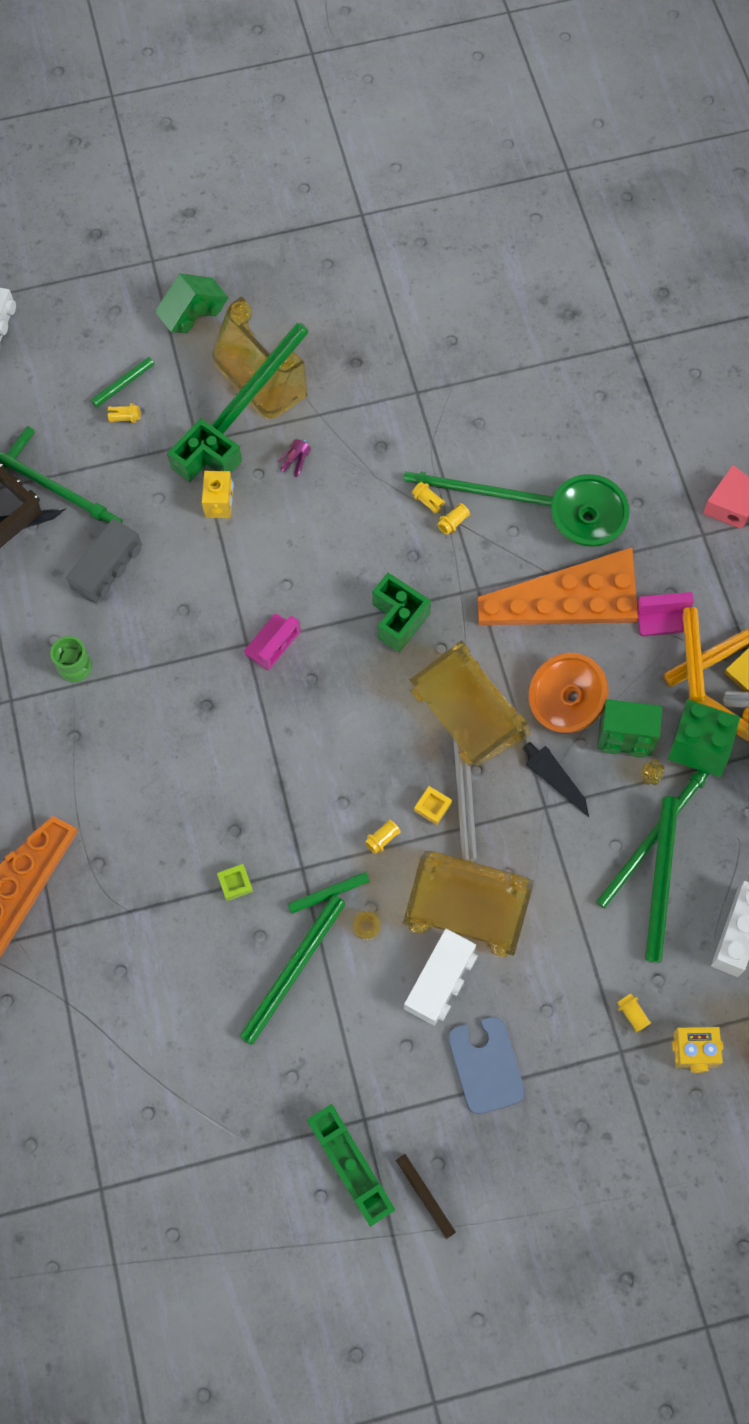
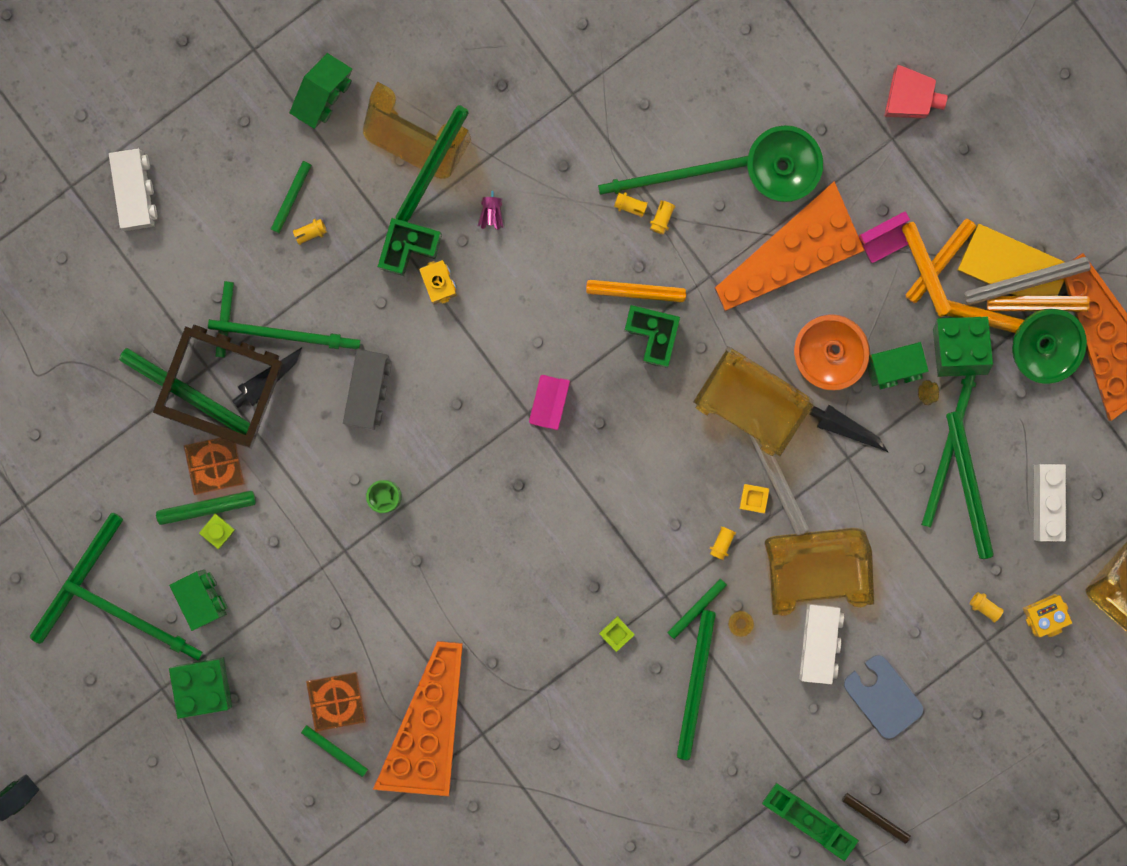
camera: 20 degrees left, 20 degrees up
(404, 574) = (636, 291): none -> light orange axle

